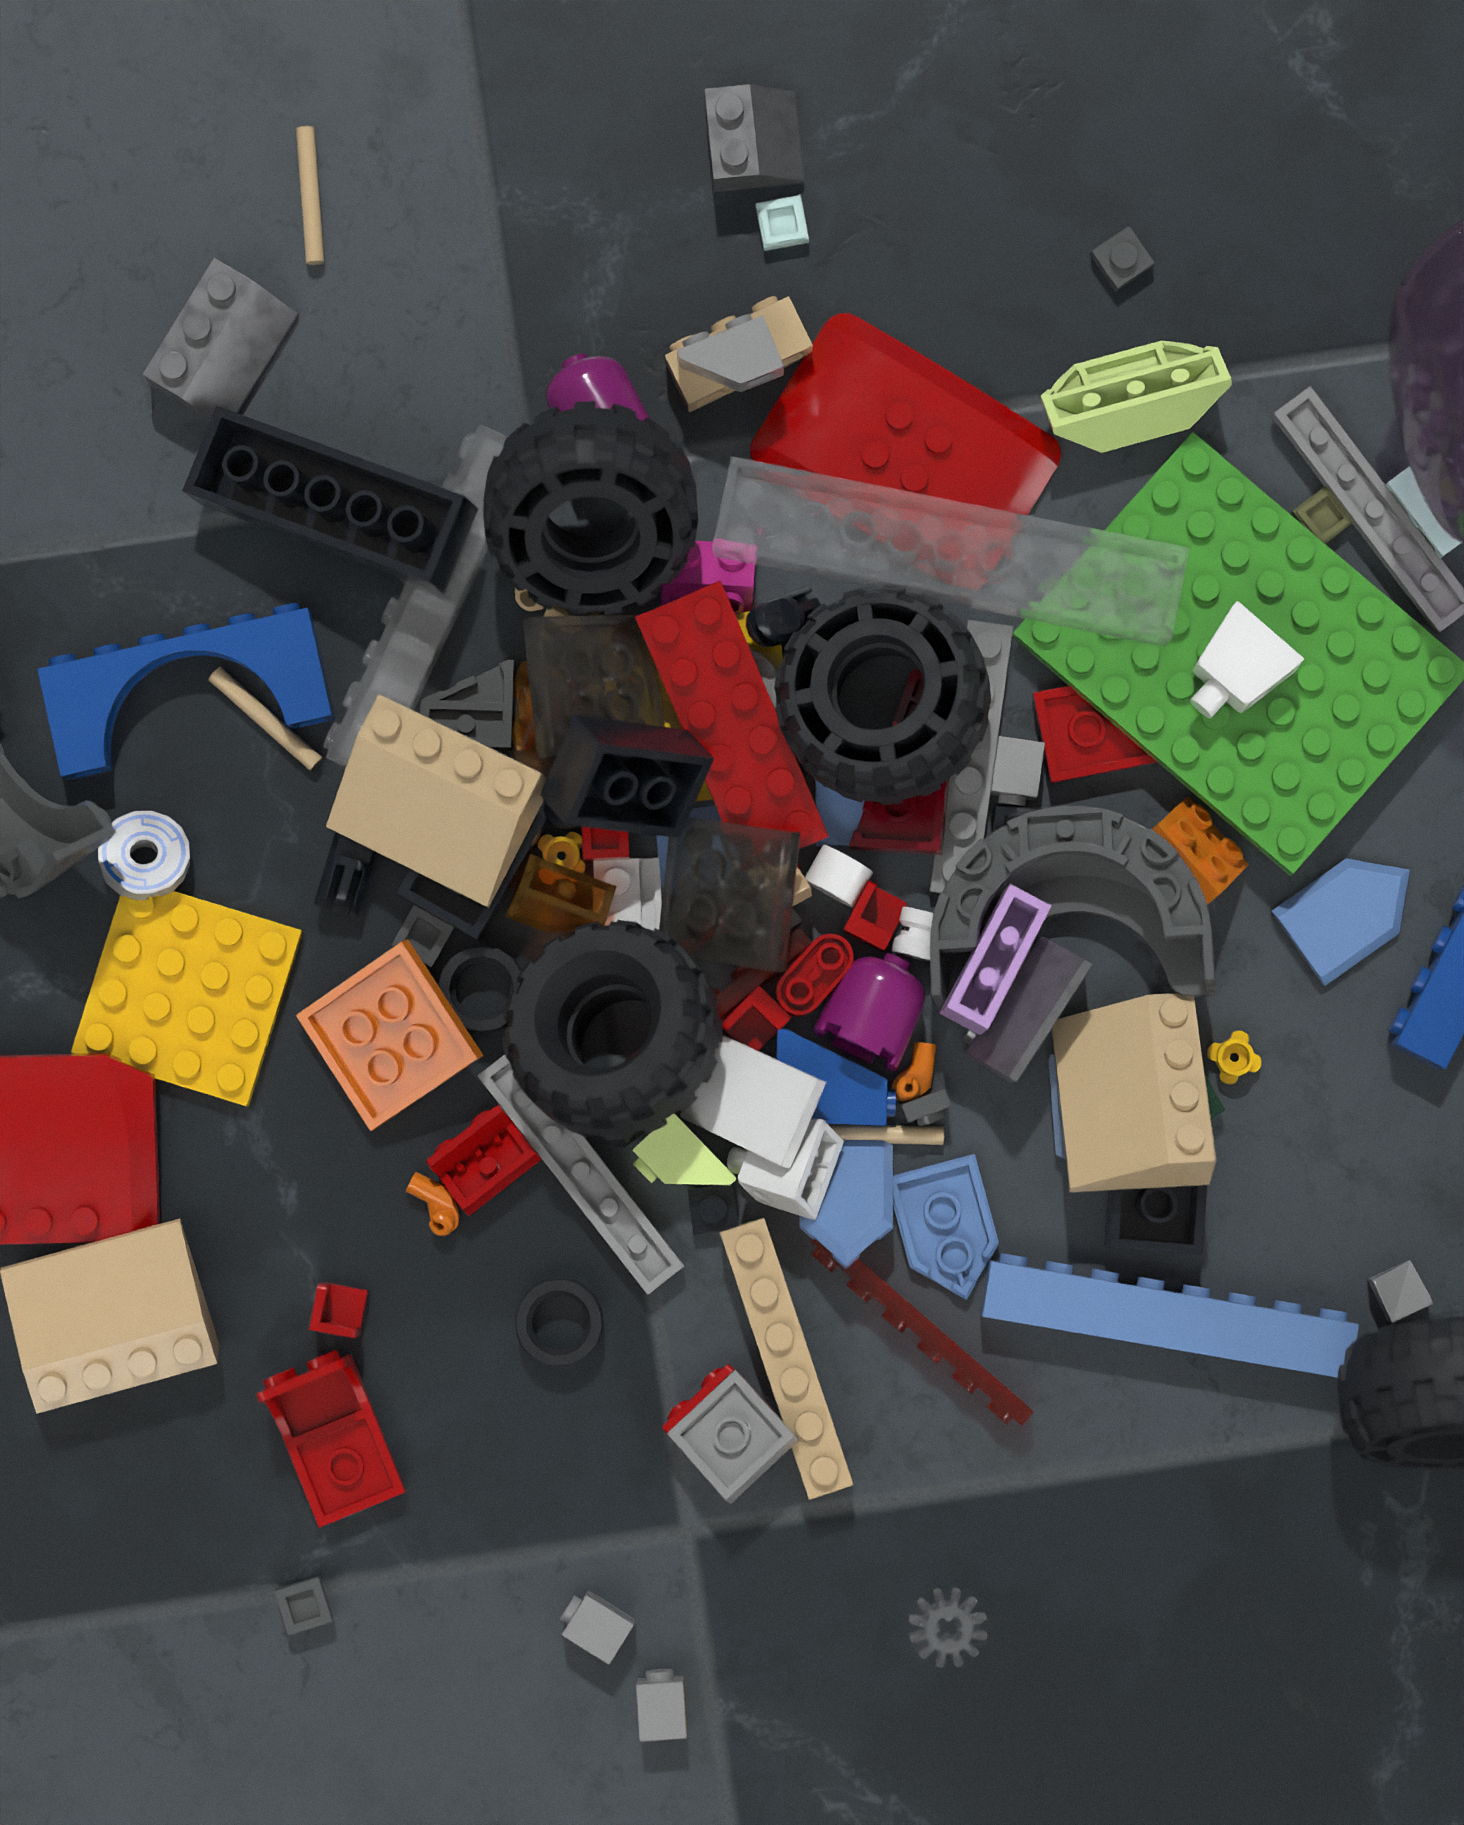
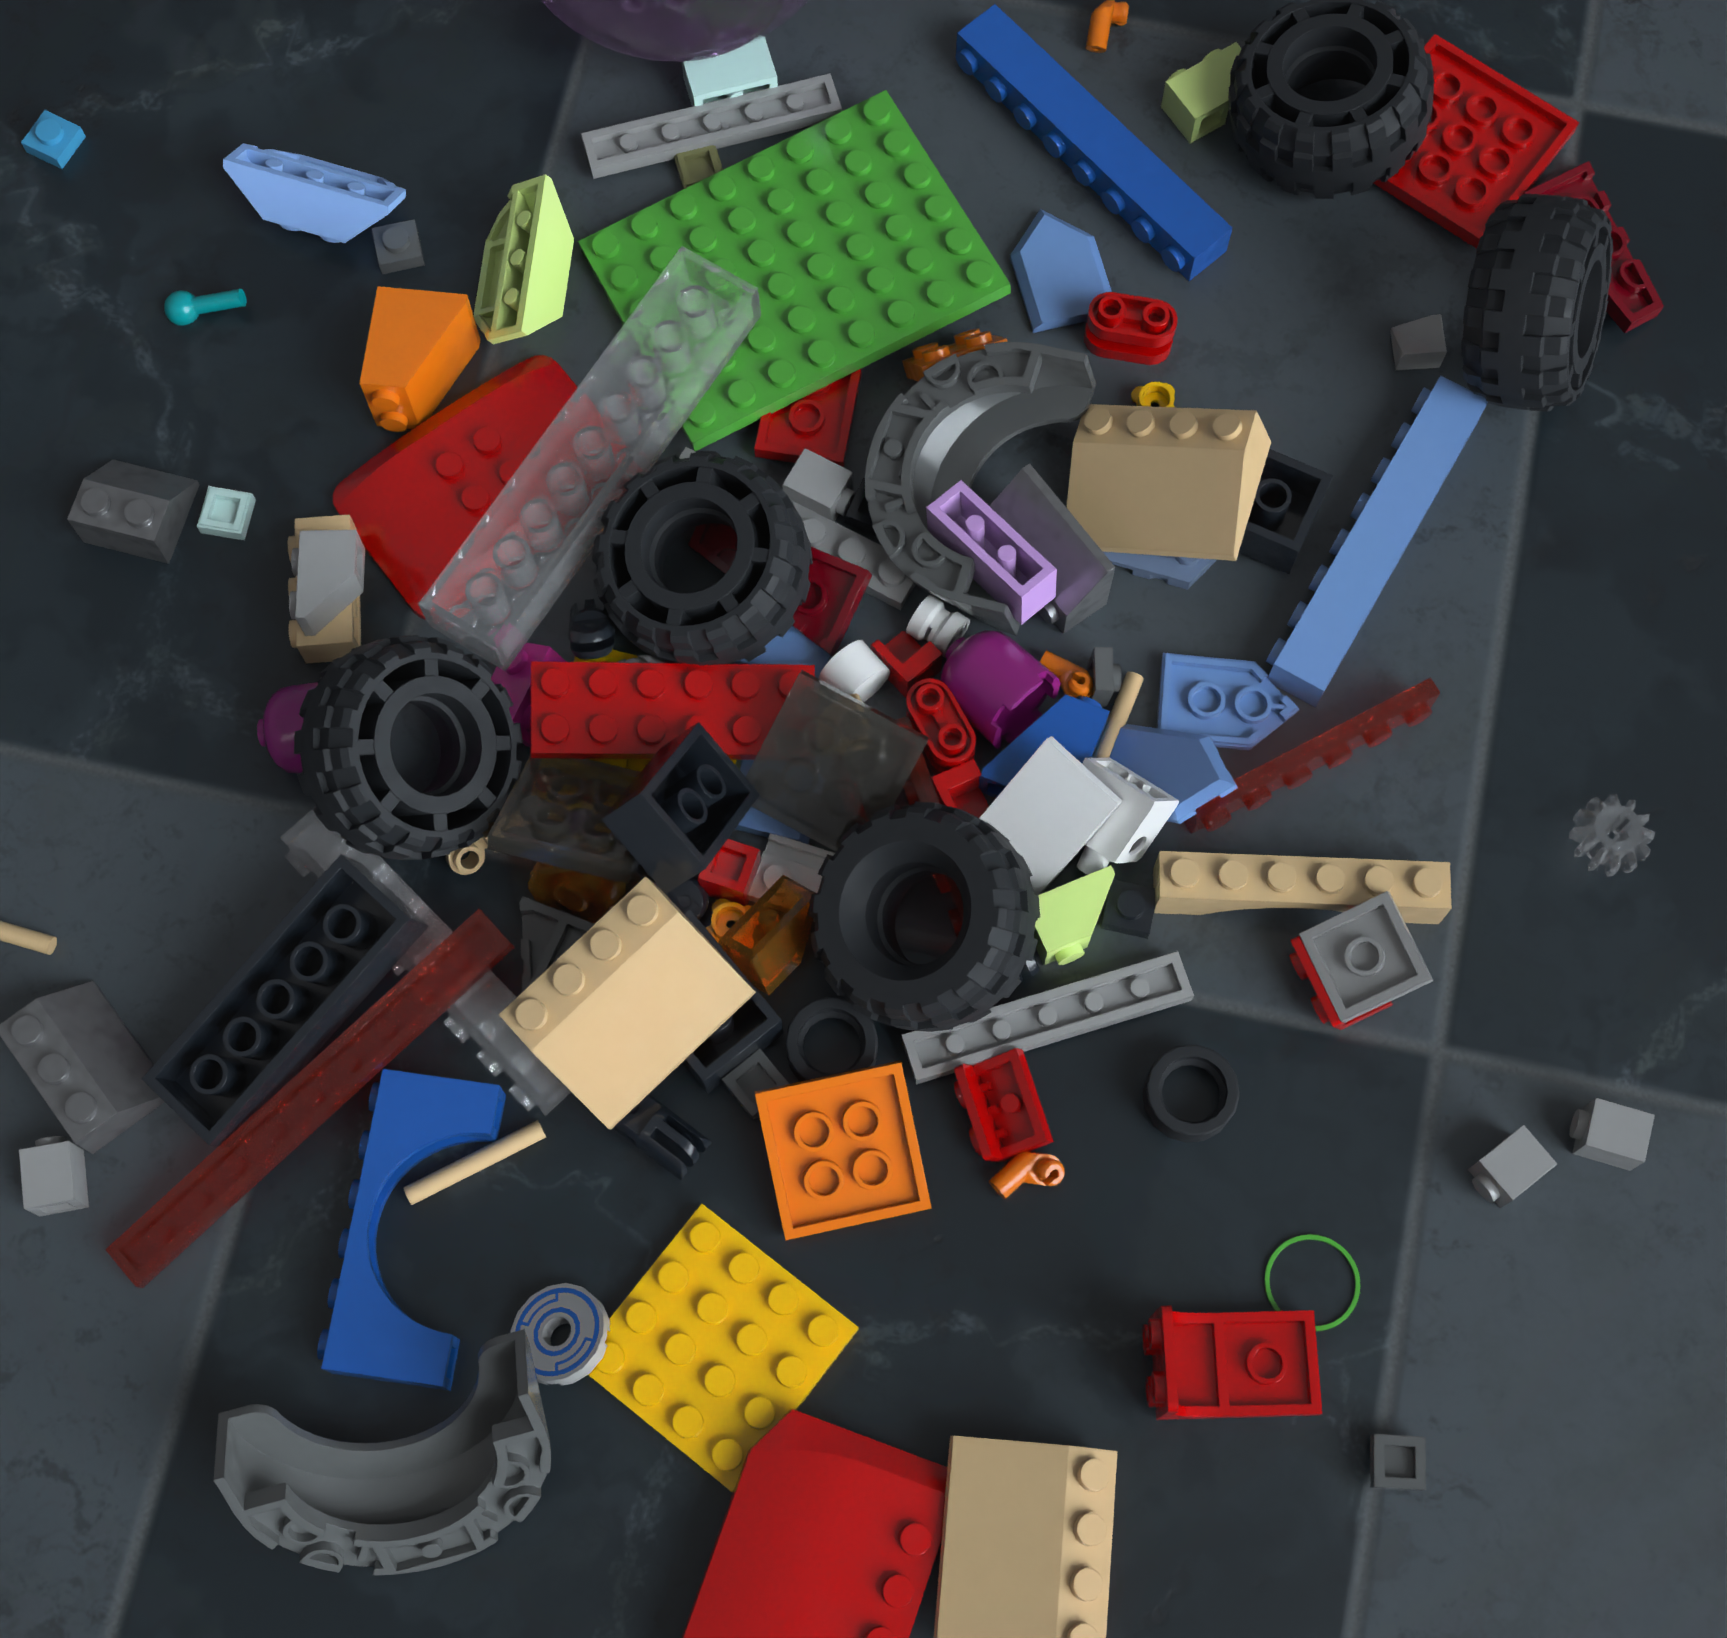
camera: 70 degrees left, 15 degrees down
(114, 364) = (53, 1177): none -> light grey brick
(262, 558) = (309, 1099): none -> clear red plate
(338, 1309) = (1102, 1310): red panel -> none
(476, 1490) = (1326, 1240): none -> bright green piece
(978, 83) = (184, 308): none -> teal bar
(997, 331) = (415, 353): none -> orange slope
(1143, 156) = (311, 192): none -> light blue wedge
(1242, 663) = (802, 253): white torso -> none
(1301, 1005) = (1130, 328): none -> red brick

